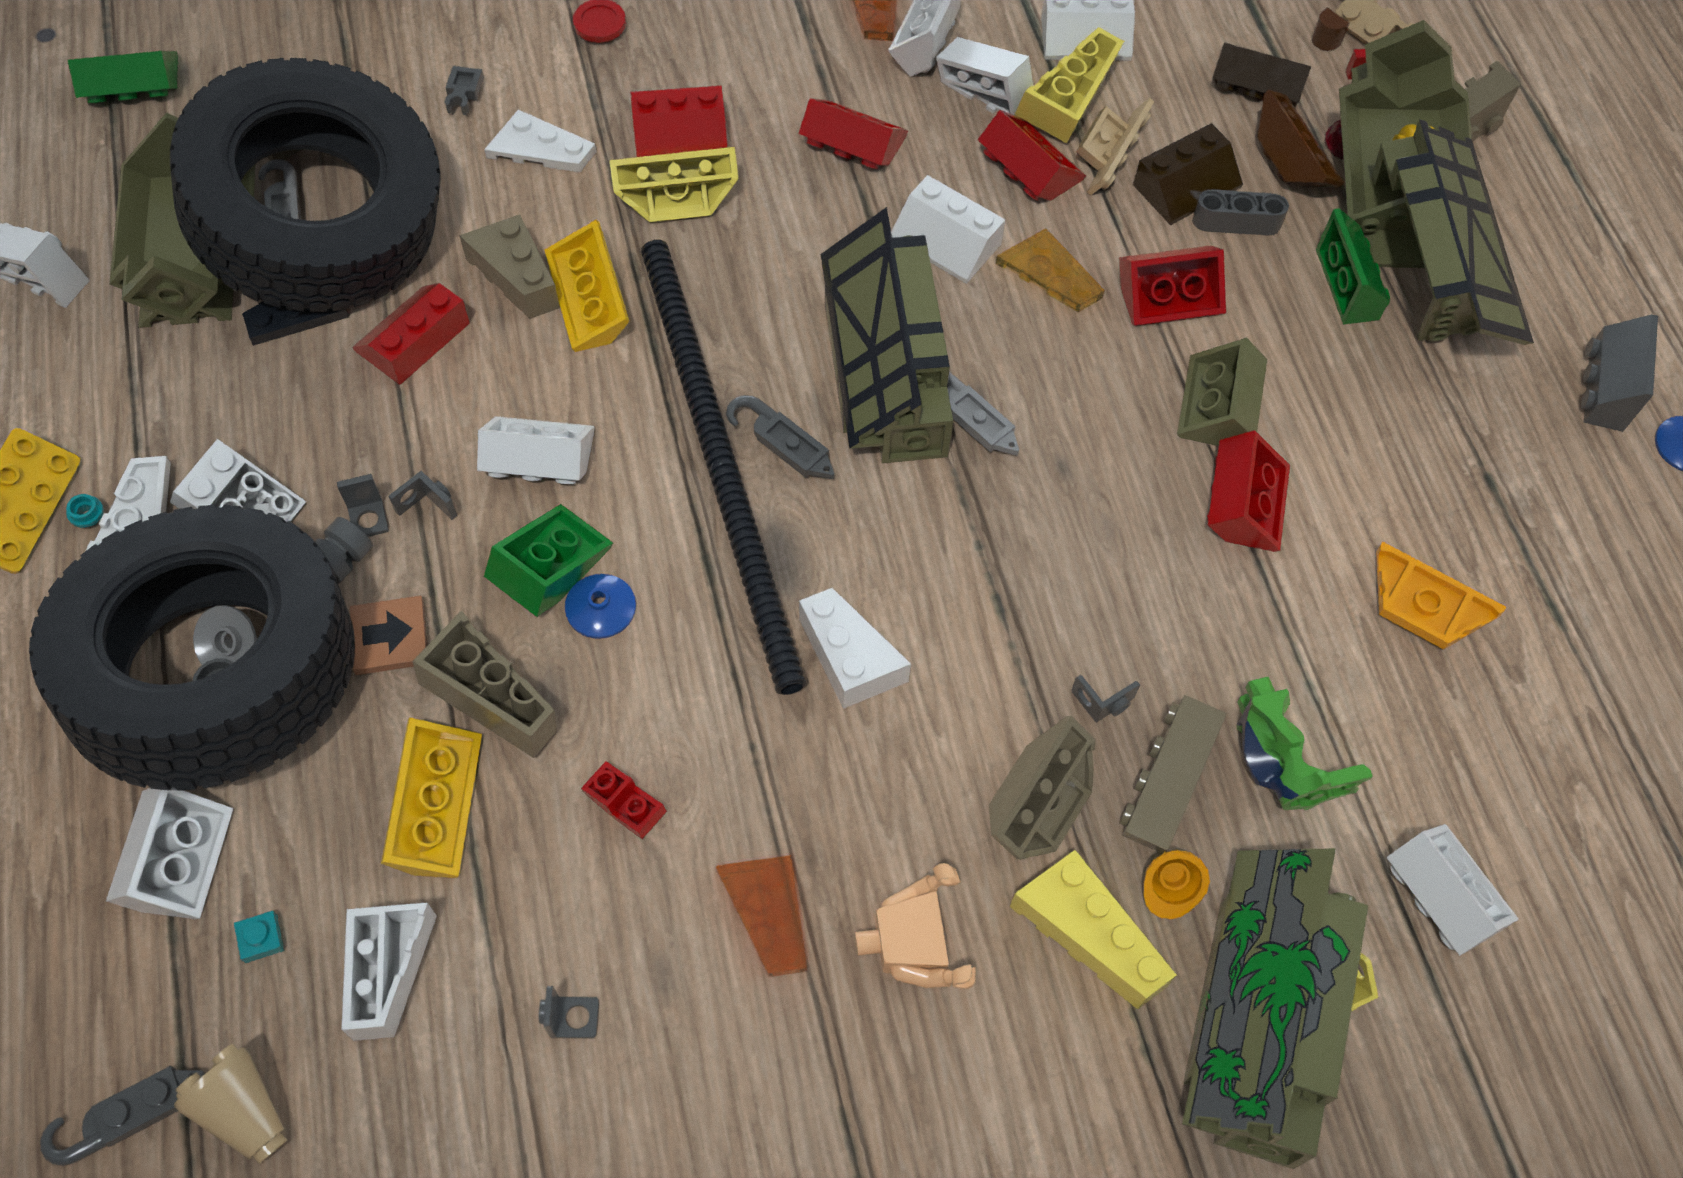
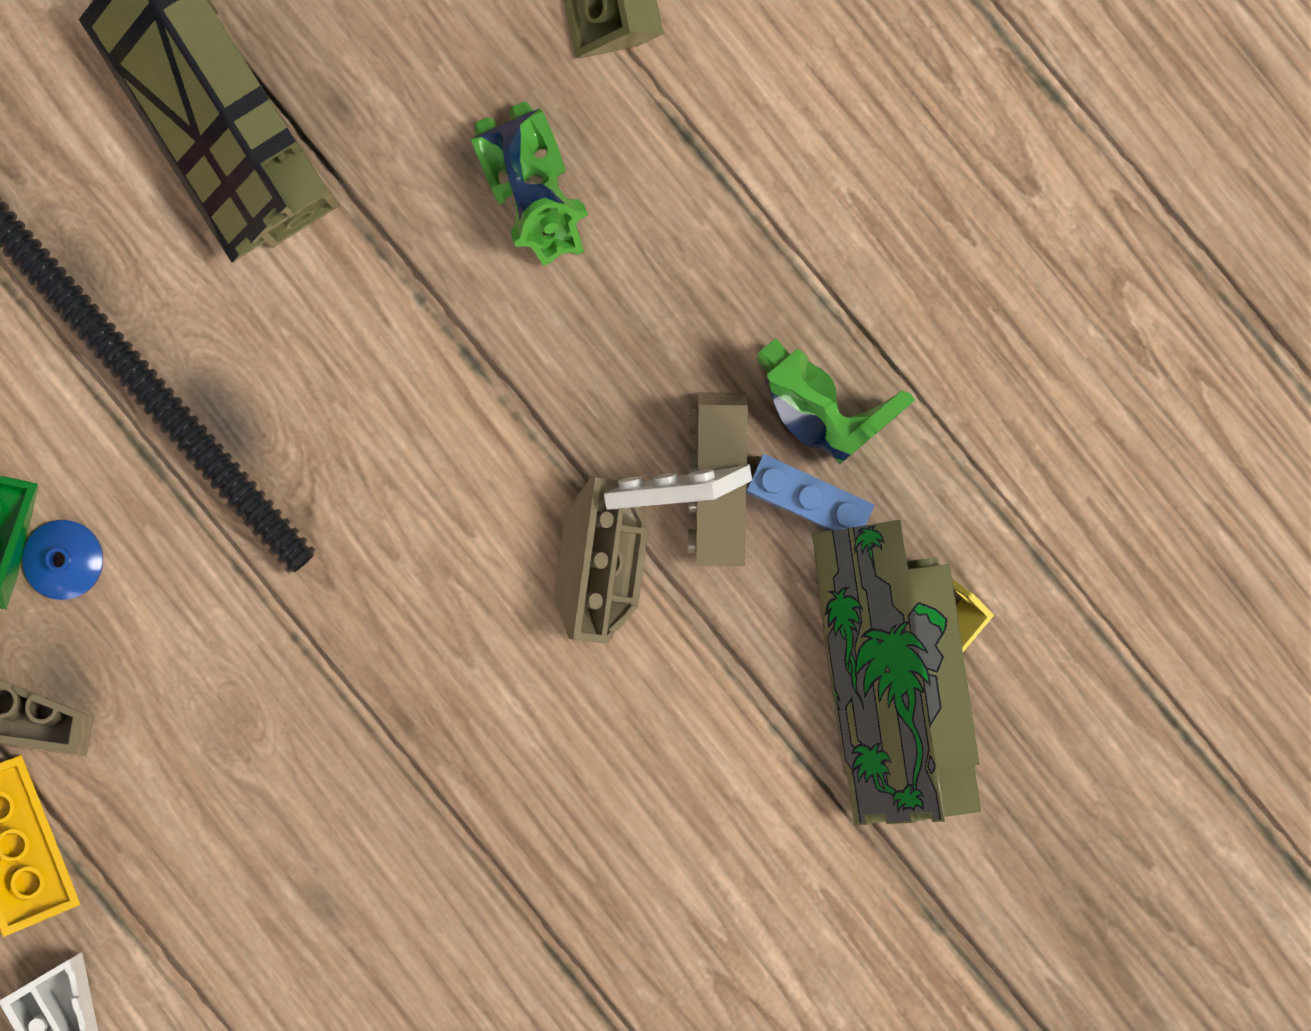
camera: 15 degrees left, 25 degrees up
(554, 1012) = (243, 993): dark grey bracket -> none
(623, 800) = (196, 755): red slope -> none
(768, 907) = (391, 797): clear orange wing -> none
(785, 438) = (153, 272): dark grey plate -> none
(850, 649) = (340, 495): white wedge -> none
(912, 935) = (537, 762): light nougat torso -> none
(980, 418) = (346, 141): light grey plate -> none
(1089, 923) = (696, 671): light yellow wedge -> none
(1100, 709) = (634, 427): dark grey bracket -> none
(1114, 479) = (540, 205): none -> bright green hips
(1134, 742) = (671, 488): none -> white wing
(1175, 884) = (764, 591): light orange piece -> none
(1228, 805) = (807, 496): none -> medium blue arch
(1249, 492) = (681, 102): red slope -> none
(1429, 600) = (912, 145): light orange wing -> none
(1451, 889) = (1032, 466): white slope -> none

